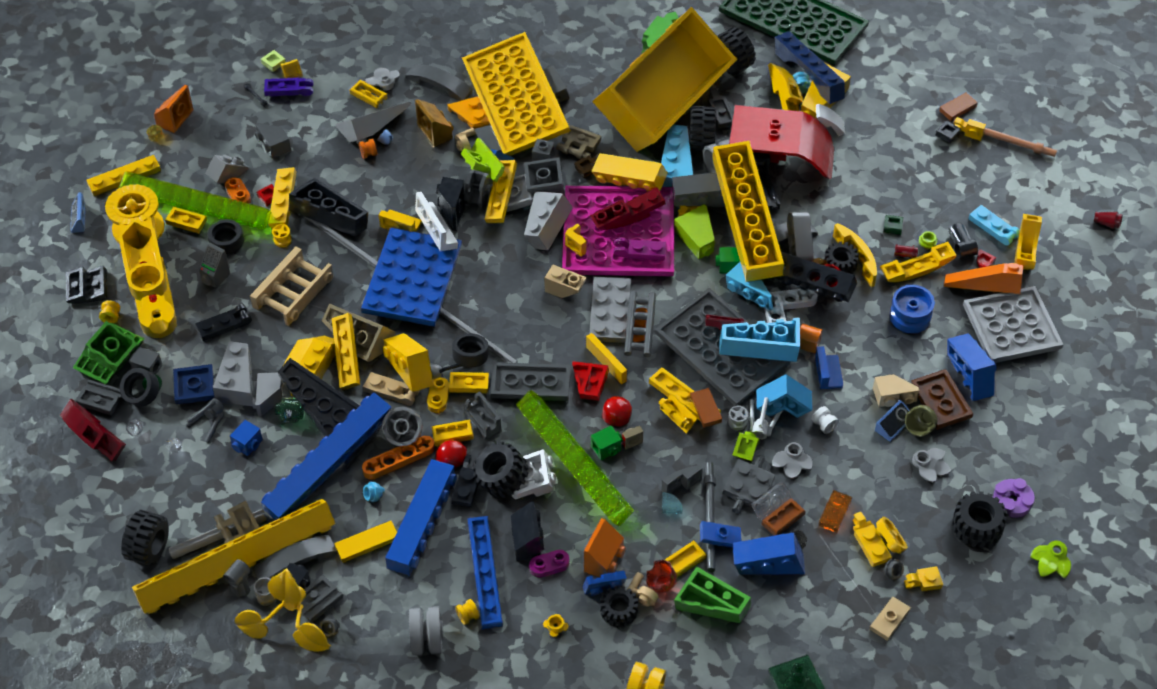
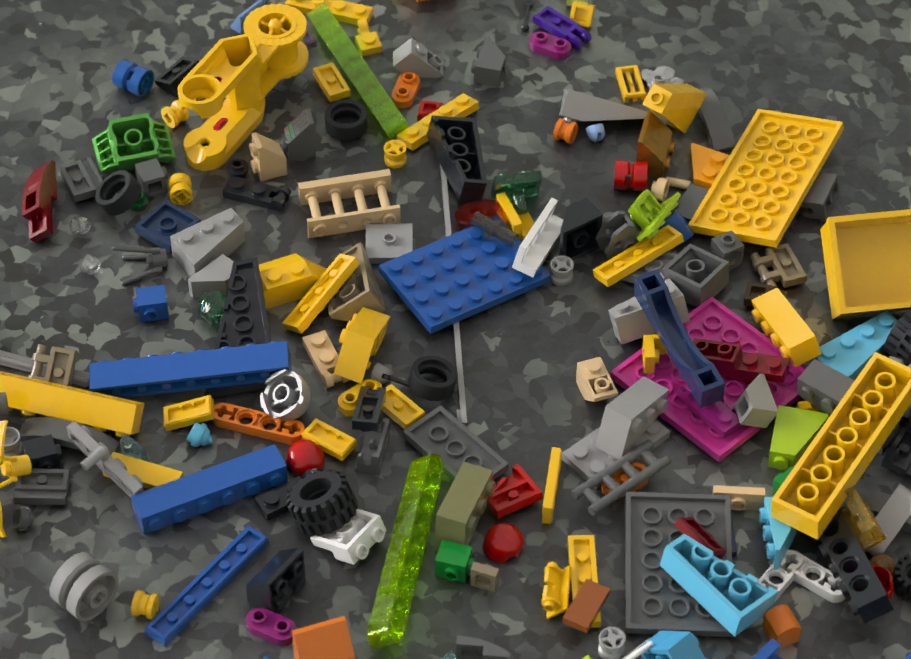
camera: 45 degrees right, 5 degrees down
(46, 311) = (133, 78): none -> blue wheel
(175, 356) = (180, 189): none -> yellow wheel
(176, 177) = (367, 42): none -> yellow plate
(192, 316) = (237, 168): none -> black plate
(209, 295) = (268, 157): none -> tan slope
(293, 103) = (550, 45): none -> magenta plate
(343, 291) = (388, 241): none -> light grey plate
(344, 551) = (100, 455): none -> light grey plate
(345, 531) = (132, 448): none -> clear light blue tile
(351, 484) = (188, 412): none -> yellow plate
(376, 234) = (466, 212): none -> clear red dish
(385, 202) = (517, 187): none -> clear green plate
(404, 235) = (494, 229): none -> clear smoke pin
(423, 84) = (675, 104): none -> yellow slope
(437, 149) = (637, 182): none -> red wheel
(463, 394) = (368, 409): none -> black plate
(464, 232) = (561, 270): none -> light grey wheel
(582, 406) = (463, 505): none -> olive wedge
(612, 285) = (630, 416): none -> light grey wedge
(622, 231) = (693, 366): none -> dark blue arch
(664, 226) = (756, 404): none -> light grey slope
(714, 282) = (742, 497): none -> tan plate
(794, 245) = (862, 520): none -> clear yellow bracket

